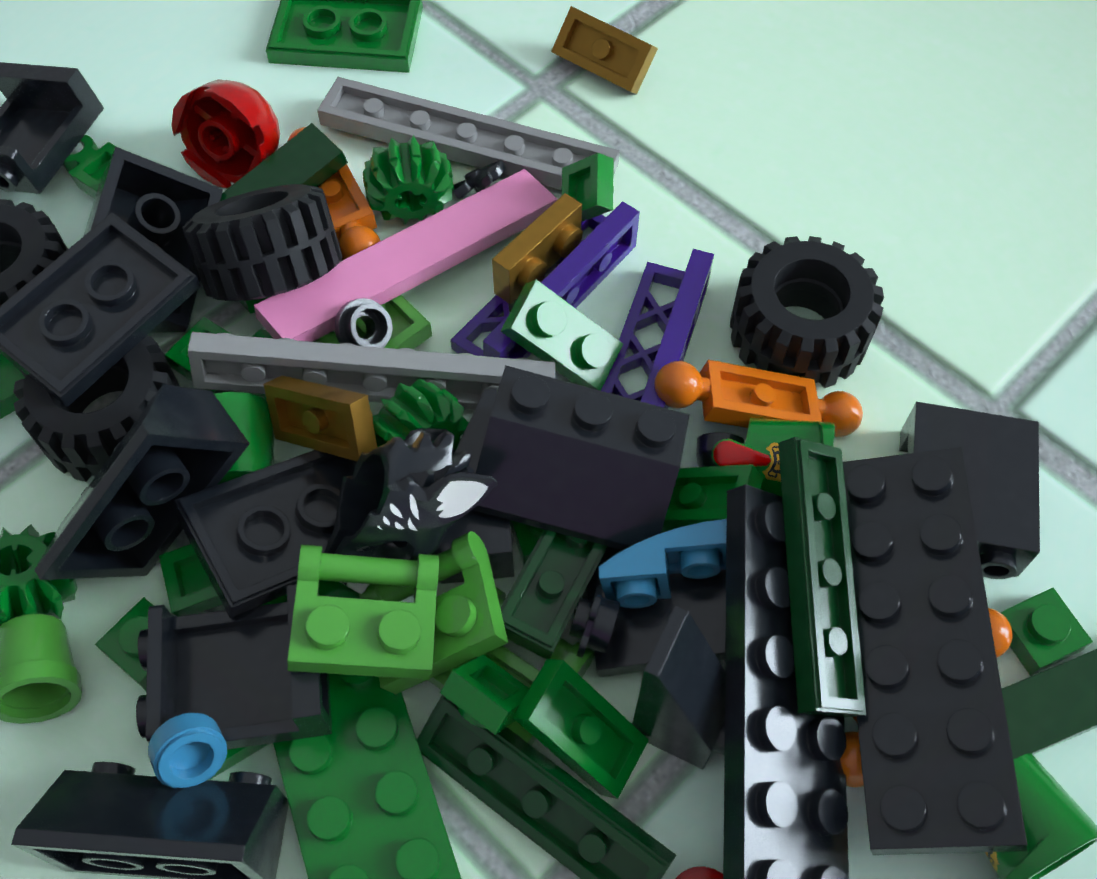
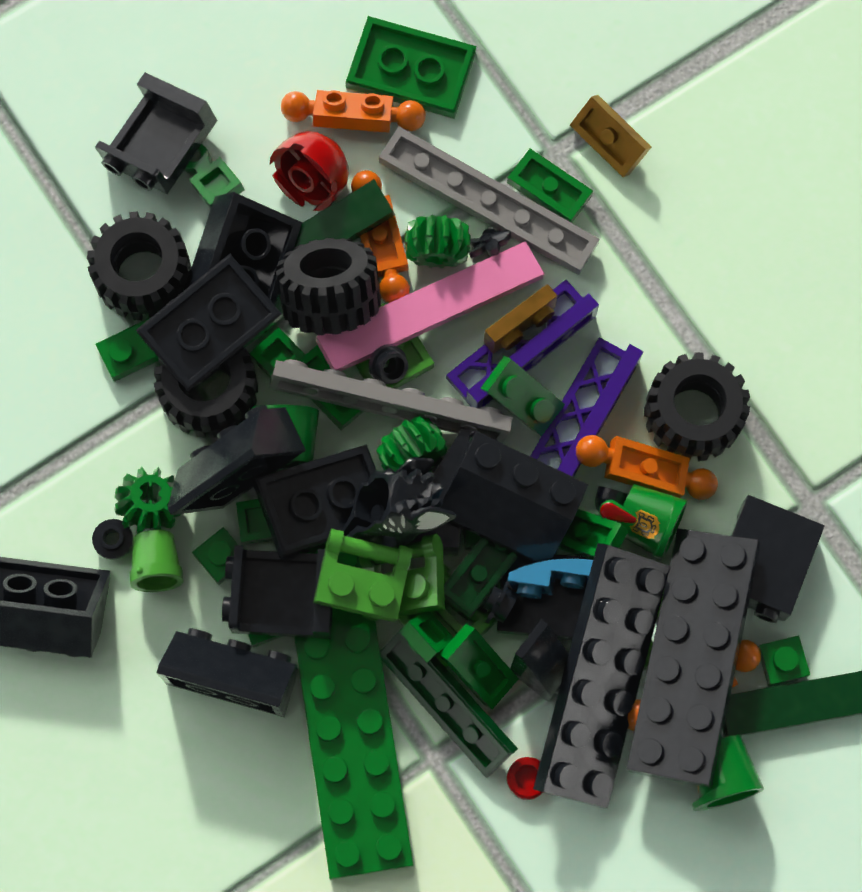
camera: 10 degrees right, 15 degrees up
(187, 750) = (249, 636): dark azure tile -> none
(296, 72) = (353, 111): none -> orange plate
(320, 417) = (351, 433): pearl gold plate -> none
(542, 108) = (549, 186): none -> green plate
(590, 184) = (567, 275): green plate -> none
(820, 580) = (641, 607): dark green tile -> none

